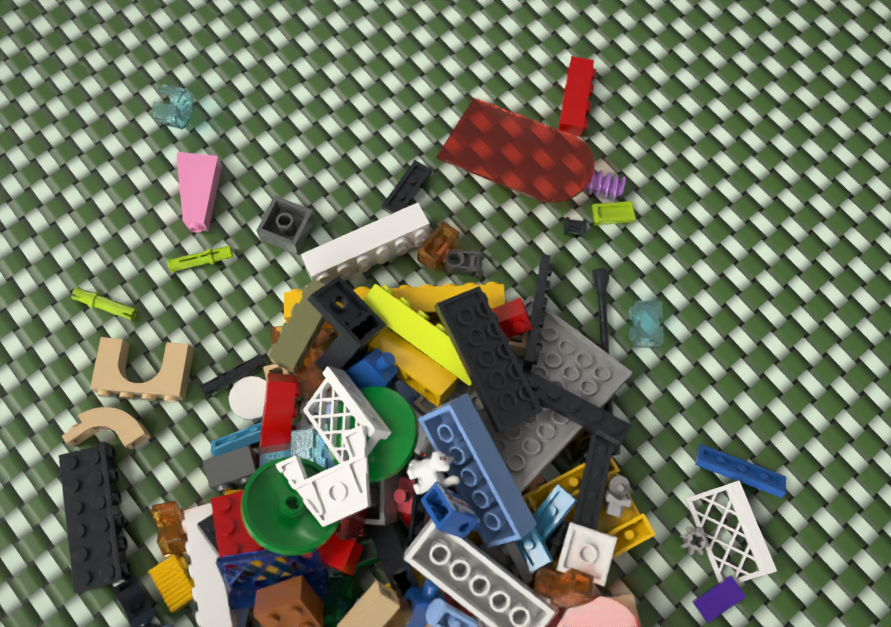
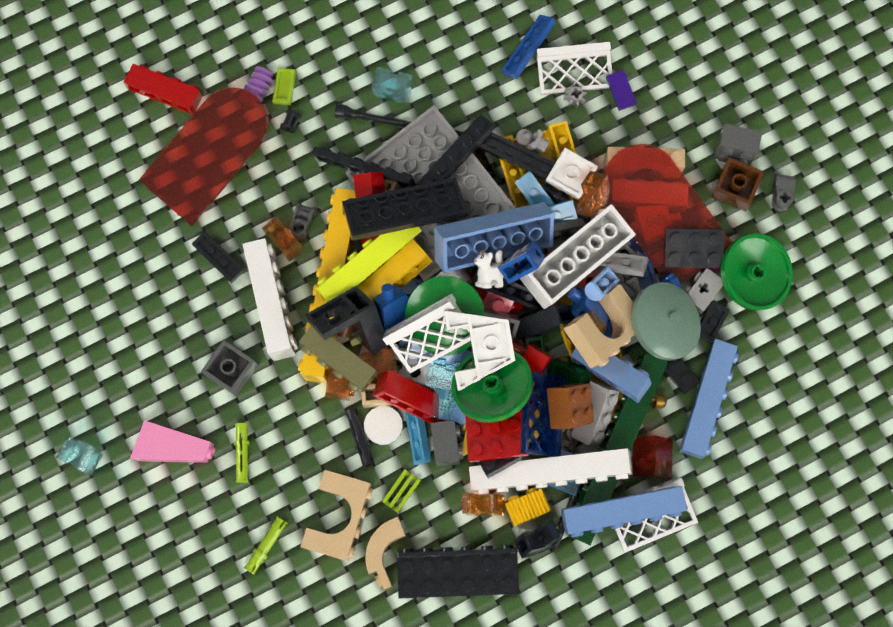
camera: 70 degrees left, 5 degrees up
(164, 426) = (410, 477): none -> lime tile

